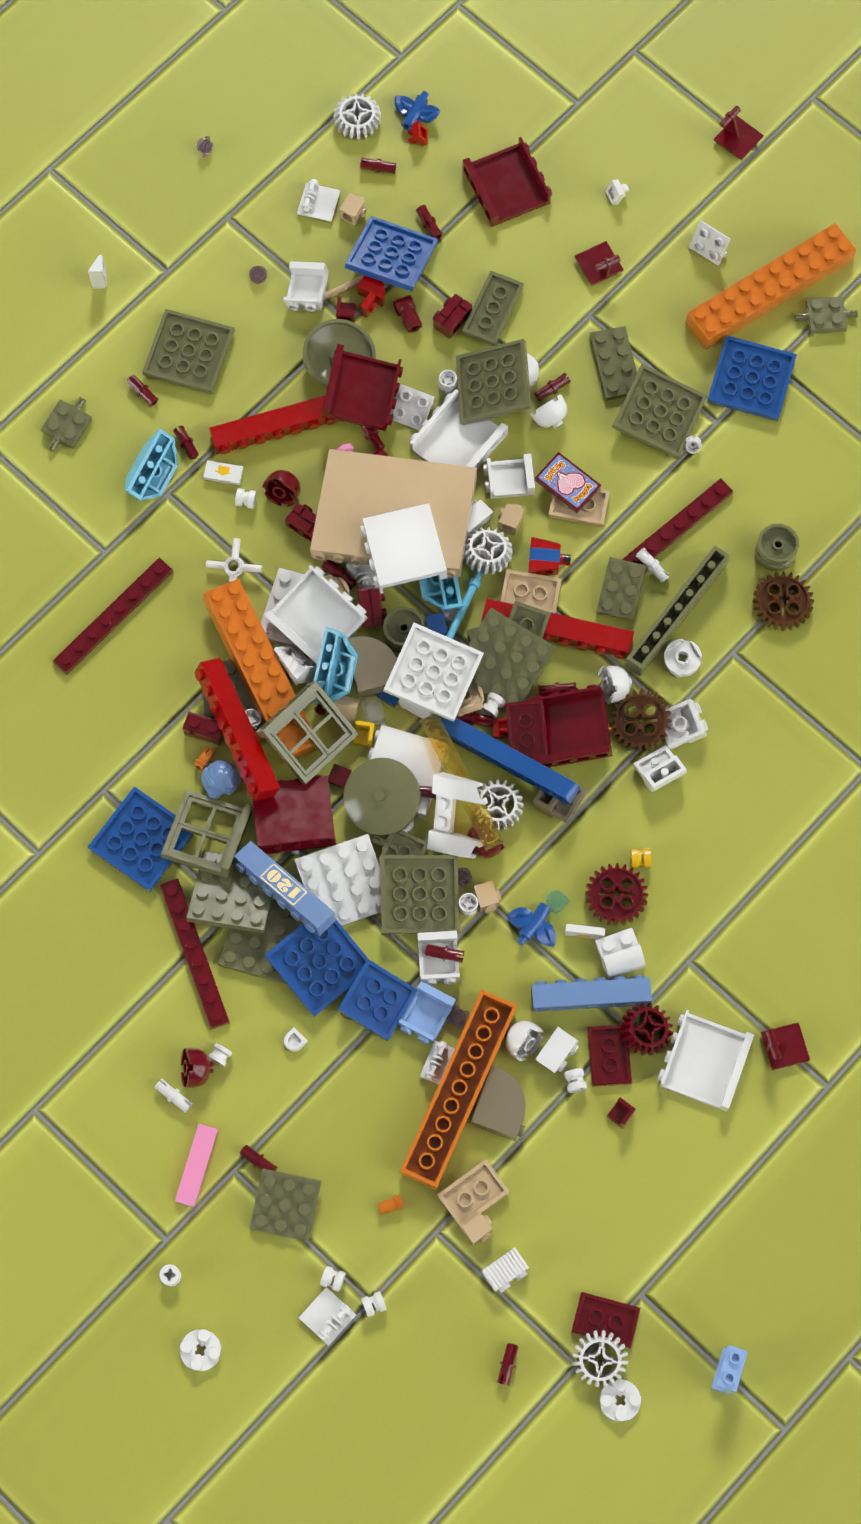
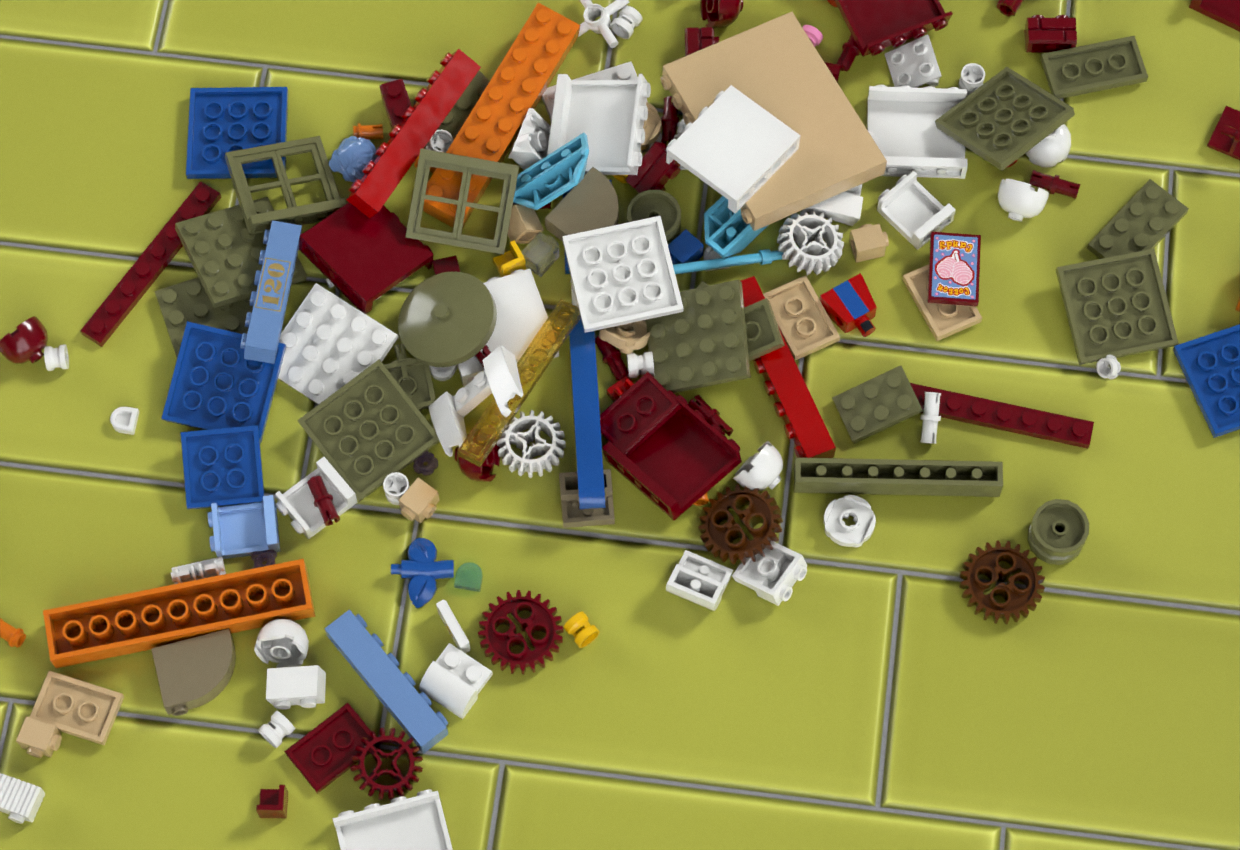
camera: 55 degrees right, 5 degrees down
(249, 551) = (625, 23): none -> white wheel

